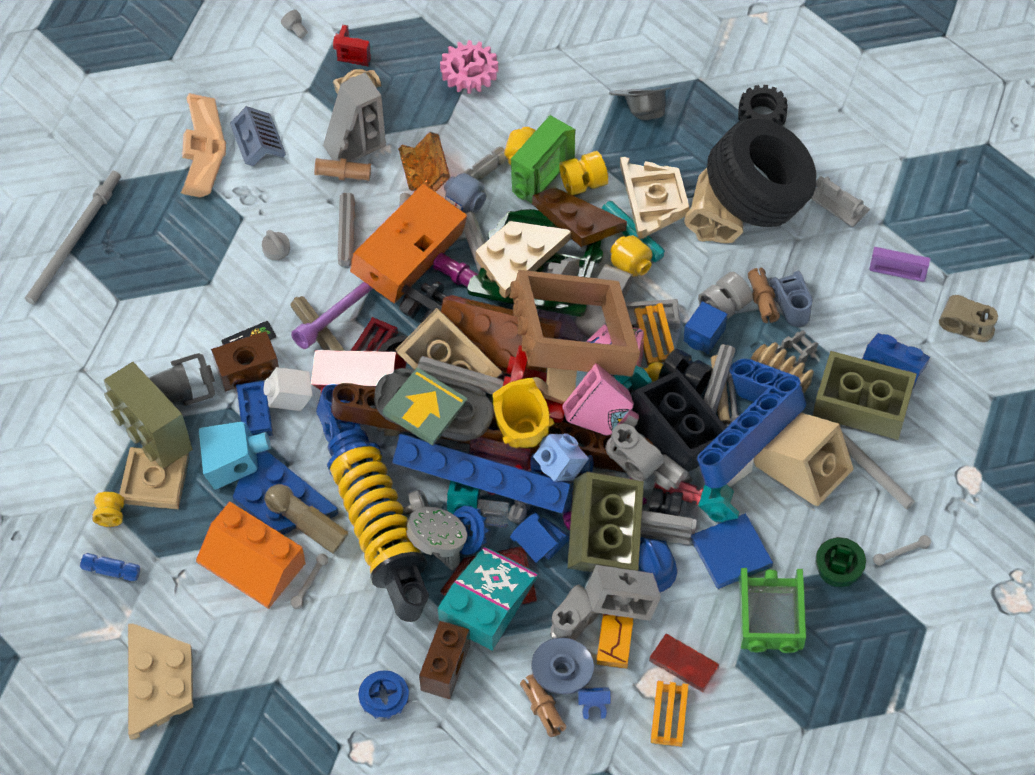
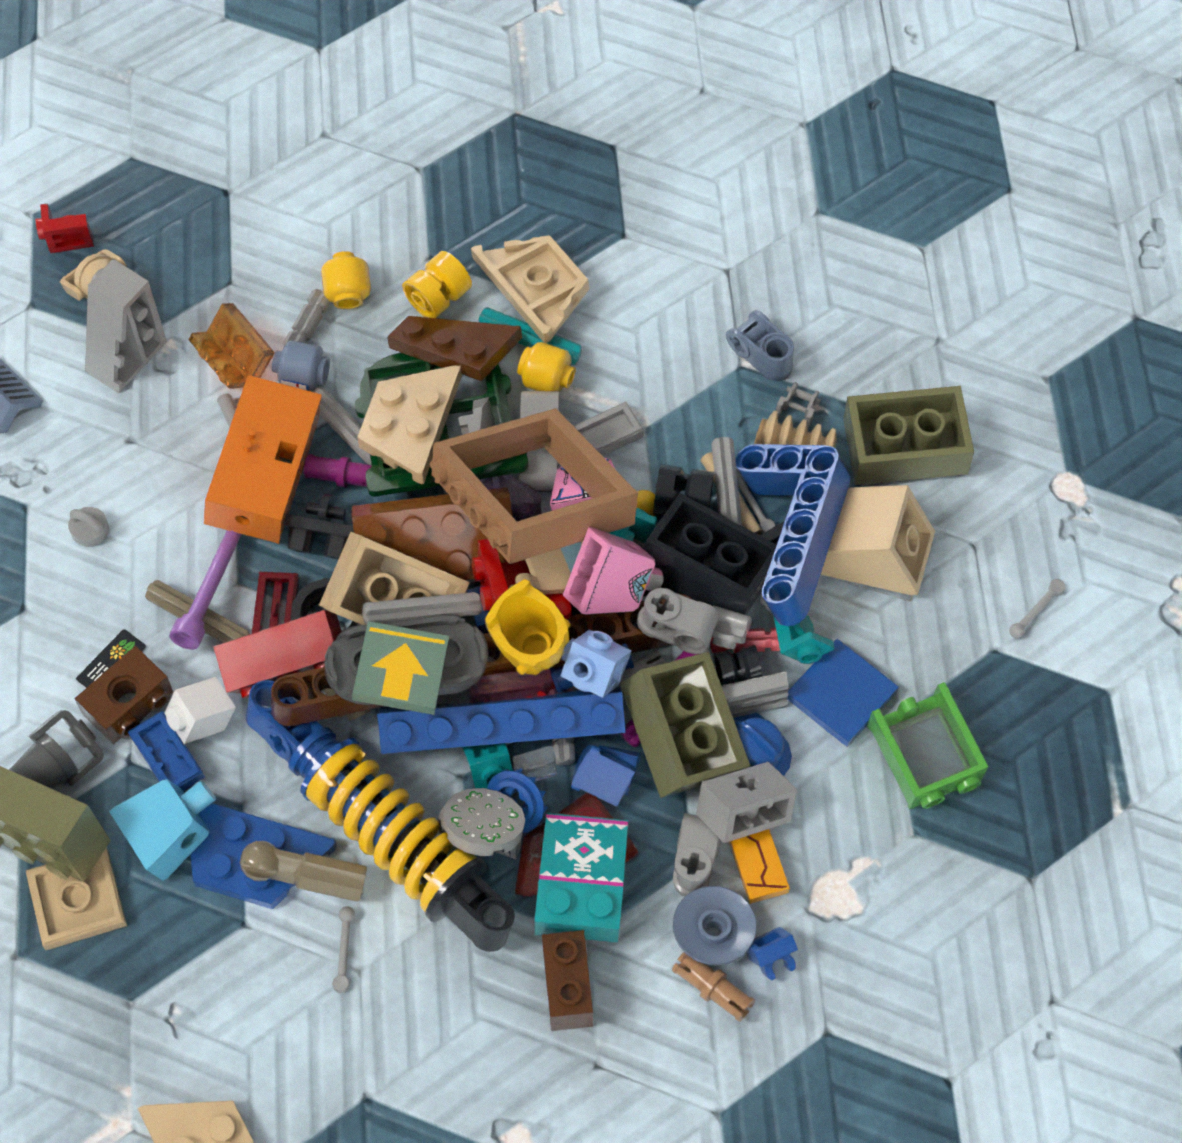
camera: 25 degrees left, 5 degrees up
(108, 509) = (37, 966): yellow wheel -> none
(110, 567) = (76, 1042): blue axle -> none
(250, 555) = (253, 949): orange slope -> none
(342, 169) = (128, 393): medium nougat pin -> none
(346, 229) = (170, 470): light grey axle -> none
(371, 688) = (513, 1038): blue gear -> none
(417, 500) = (436, 793): light grey tile -> none
(469, 66) = (226, 200): bright pink gear -> none
(539, 158) = (377, 285): bright green window -> none
(644, 103) = (467, 167): dark grey piece -> none
(649, 310) = (631, 446): light orange tile -> none
(672, 689) = (856, 895): light orange tile -> none
(684, 662) = (853, 856): clear red tile -> none
(705, 327) = (679, 425): blue brick -> none
(709, 217) = (618, 262): tan piece -> none
(728, 294) = (685, 377): light grey wheel -> none
(745, 189) = (659, 204): black tyre -> none
(763, 295) = (726, 356): medium nougat pin -> none
(766, 98) = (617, 108): black tyre -> none
(839, 201) = (758, 206): light grey hinge -> none
(840, 562) = (977, 653): dark green piece -> none
(878, 474) = (969, 527): light grey bar -> none
(887, 351) = (914, 371): blue bracket -> none
(899, 264) = (867, 256): medium lavender tile -> none
(966, 318) = (975, 292): dark tan piece -> none

